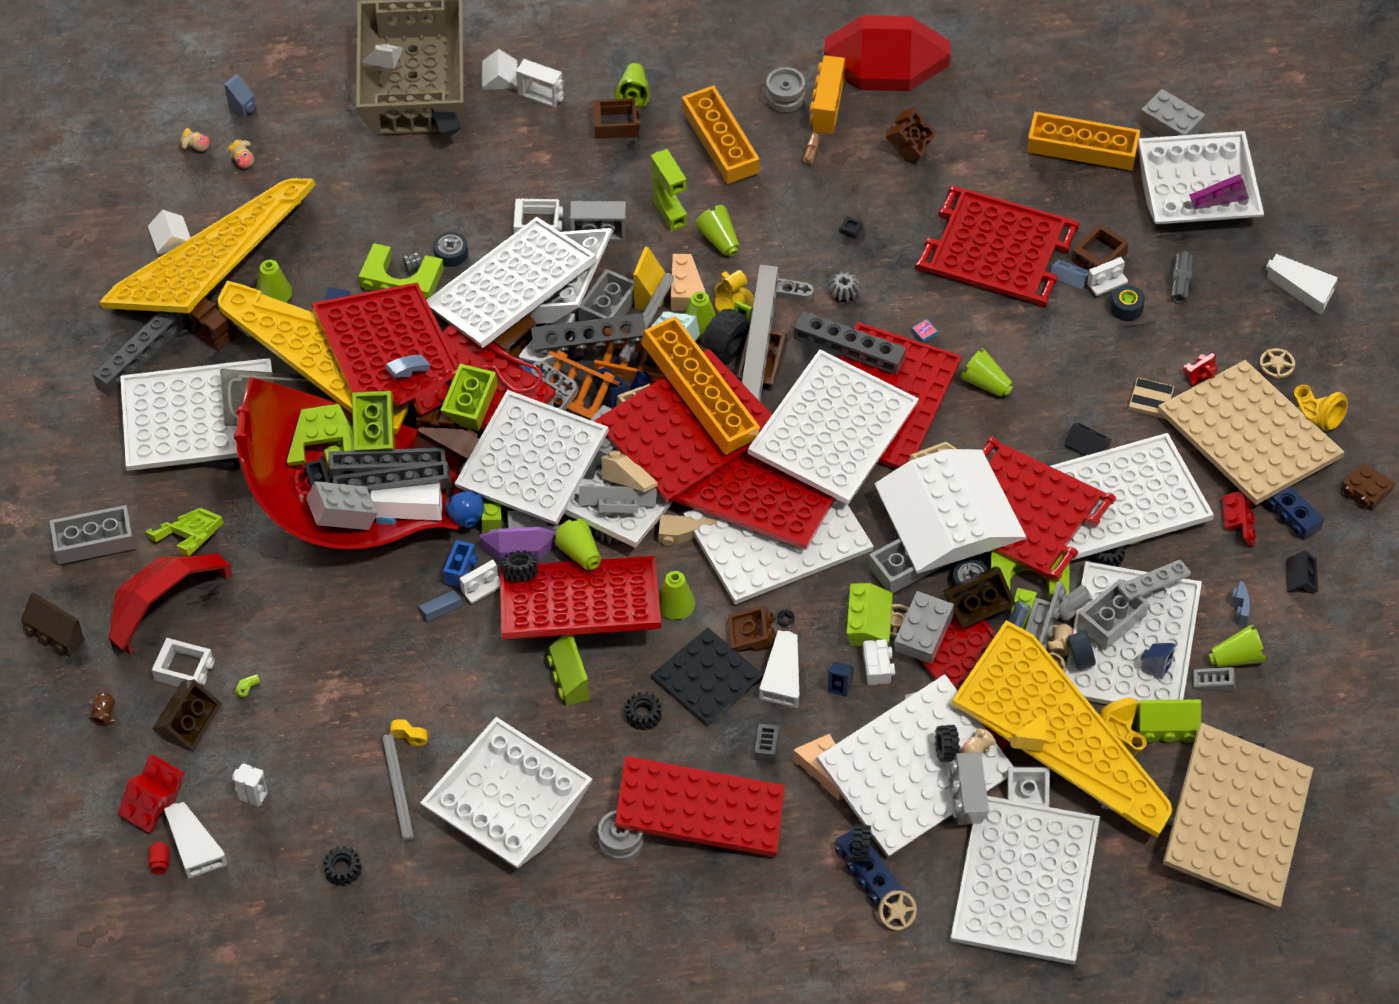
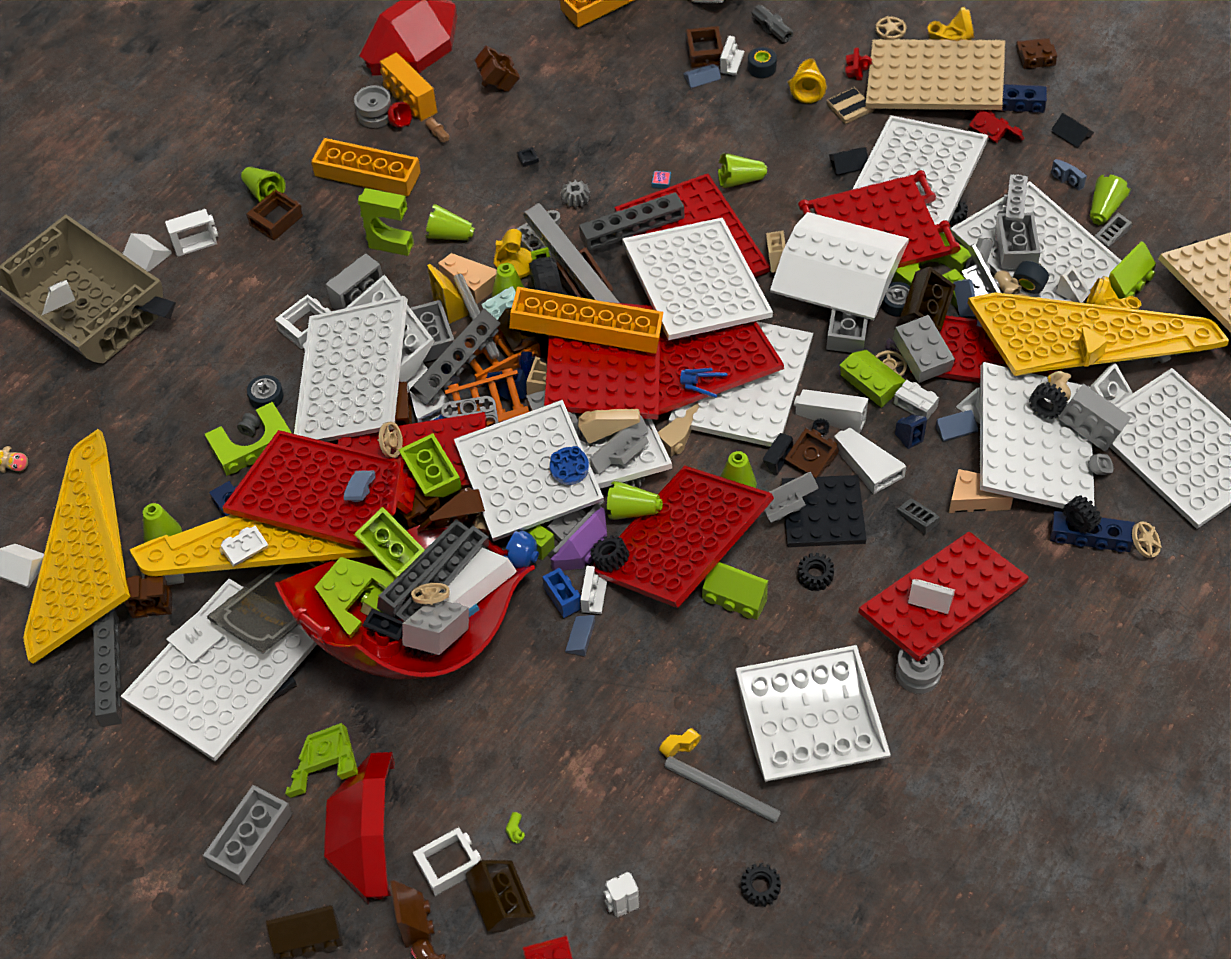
camera: 45 degrees left, 0 degrees up
(118, 670) = (411, 913): none -> reddish brown slope
(203, 379) = (195, 638): none -> white piece
(290, 341) = (243, 545): none -> white bracket
(363, 481) = (430, 593): none -> tan wheel
(470, 352) = (390, 439): none -> tan wheel
(504, 354) = (411, 421): red piece -> none
(557, 477) = (569, 465): none -> blue tile
(681, 792) = (931, 596): none -> white slope
(683, 640) = (789, 497): none -> light grey bracket
(721, 607) = (776, 455): none -> black slope
(726, 494) = (690, 377): none -> blue plant
(796, 112) = (399, 114): none -> red hair
(806, 612) = (837, 409): none -> white slope
(877, 703) = (956, 425): none -> sand blue slope
(938, 829) = (1100, 464): none -> light grey plate
(997, 245) = (636, 93): red plate -> none
(1111, 684) = (1072, 285): none -> white slope
(1131, 349) = (808, 83): none -> yellow piece
(1158, 659) = (1079, 241): dark blue slope -> none

